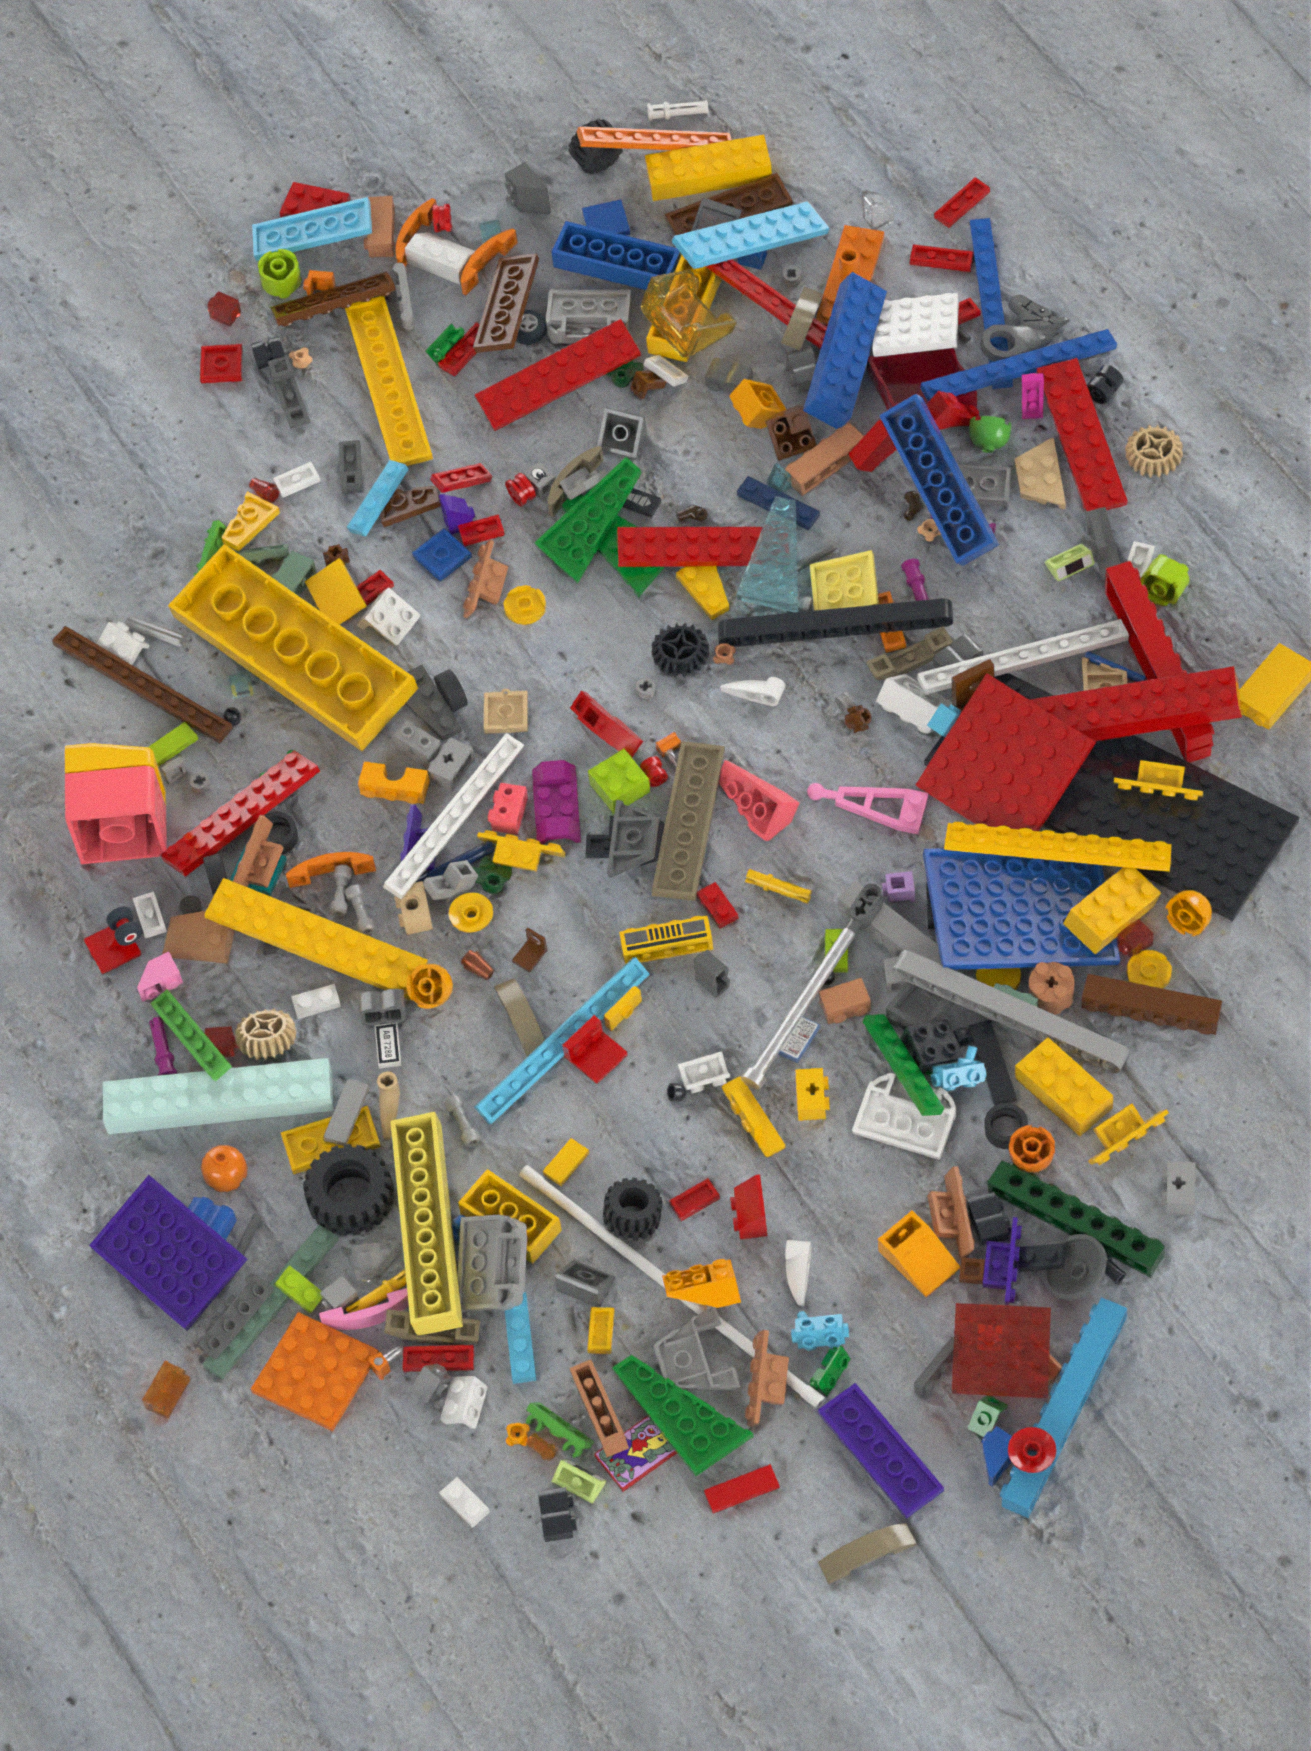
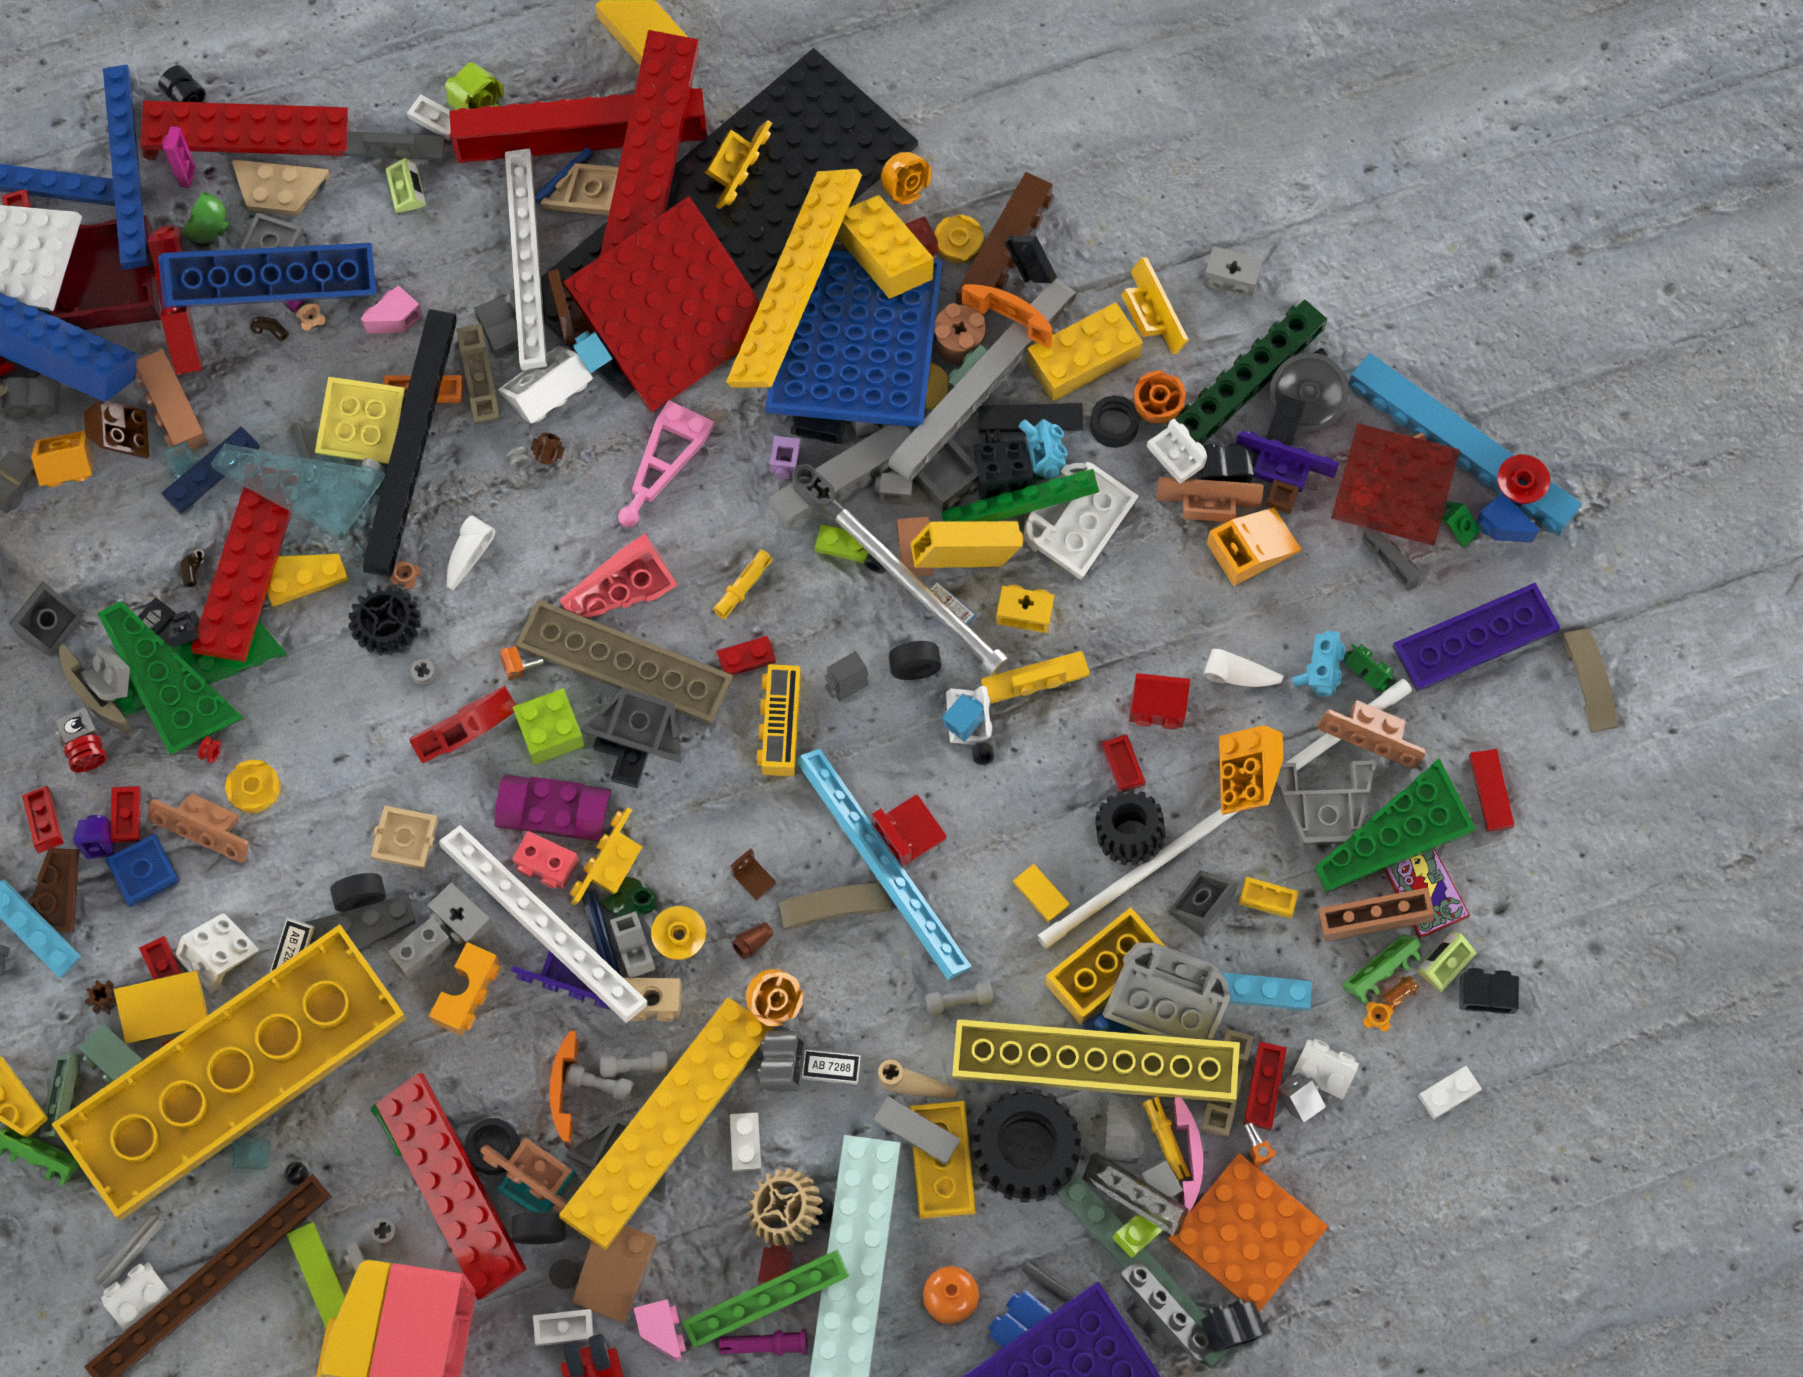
camera: 85 degrees left, 10 degrees up
(233, 1368) = (1233, 1325): none -> black brick
(323, 1274) = (1135, 1194): none -> clear smoke plate
(406, 660) = (293, 939): none -> tile
(545, 567) = (209, 749): none -> red bush
(623, 1008) = (859, 786): yellow plate -> none
(632, 519) = (183, 628): none -> black plate
(653, 770) = (545, 685): red wheel -> none
(693, 1061) = (964, 717): none -> dark azure brick
(739, 1019) = (915, 660): none -> black tyre
(846, 1028) = (966, 544): none -> yellow brick
(914, 578) = (378, 347): magenta pin -> none
(949, 582) = (392, 314): none -> bright pink slope
(980, 1170) = (1178, 451): none -> white bracket
(1034, 332) = (80, 149): dark grey animal -> none
(1066, 1031) = (1011, 306): none -> orange slope
(1135, 1013) = (1030, 259): none -> black plate
(1157, 444) = (306, 66): tan gear -> none

